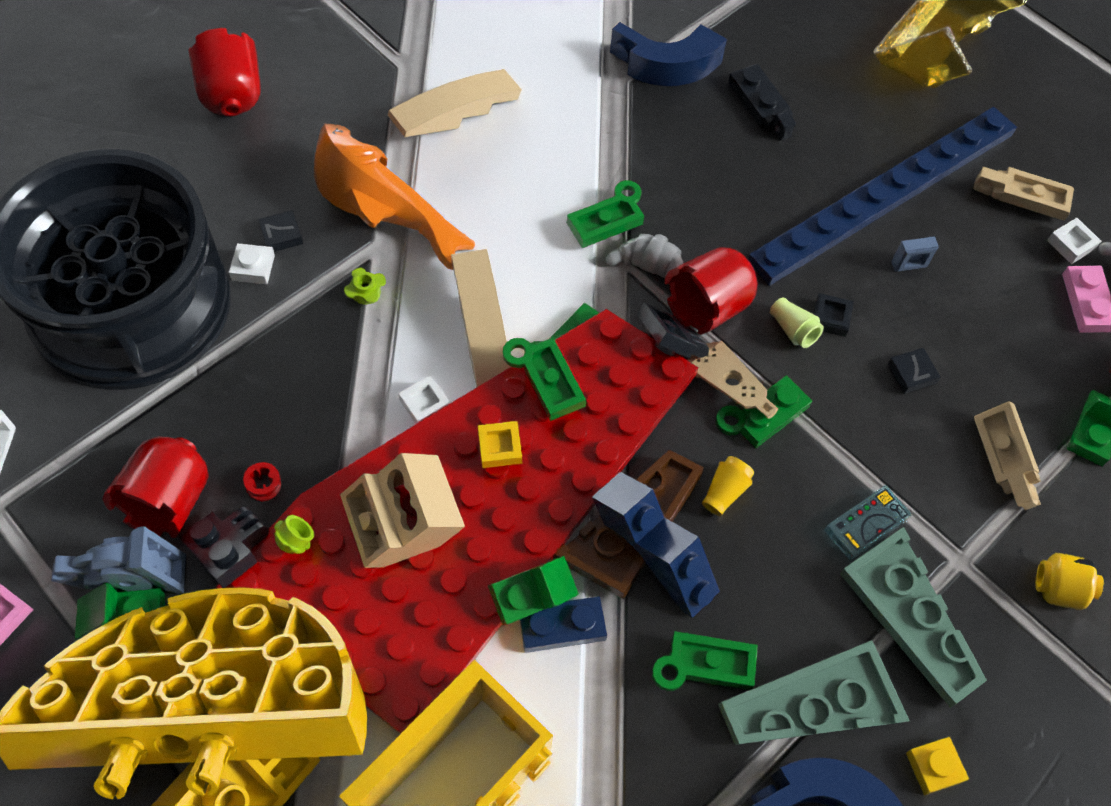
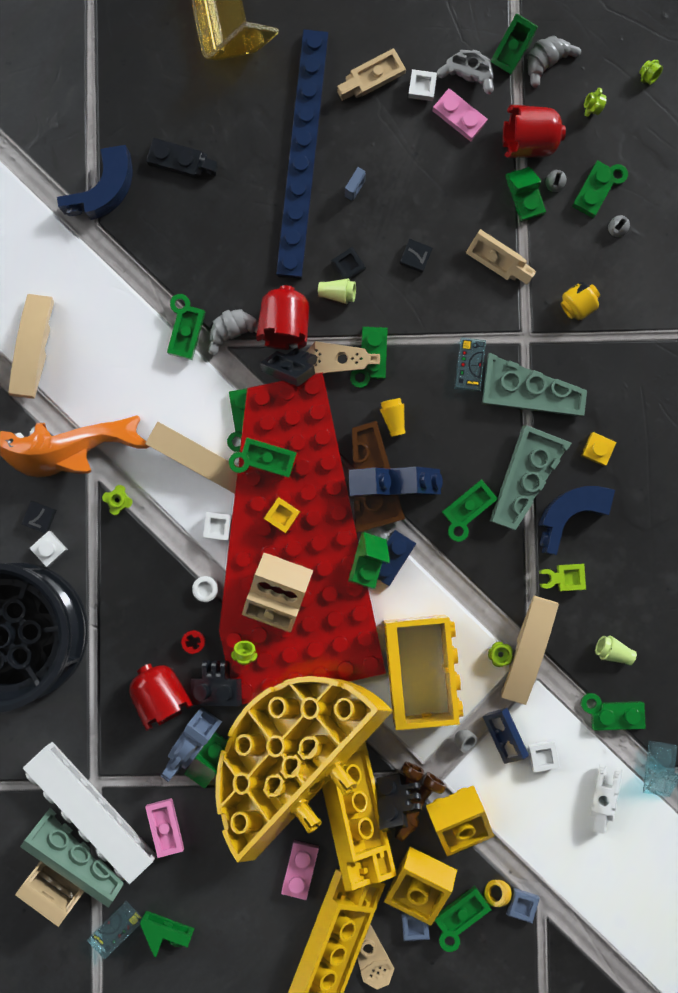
camera: 45 degrees left, 25 degrees up
(339, 447) = (205, 589): none -> white tile

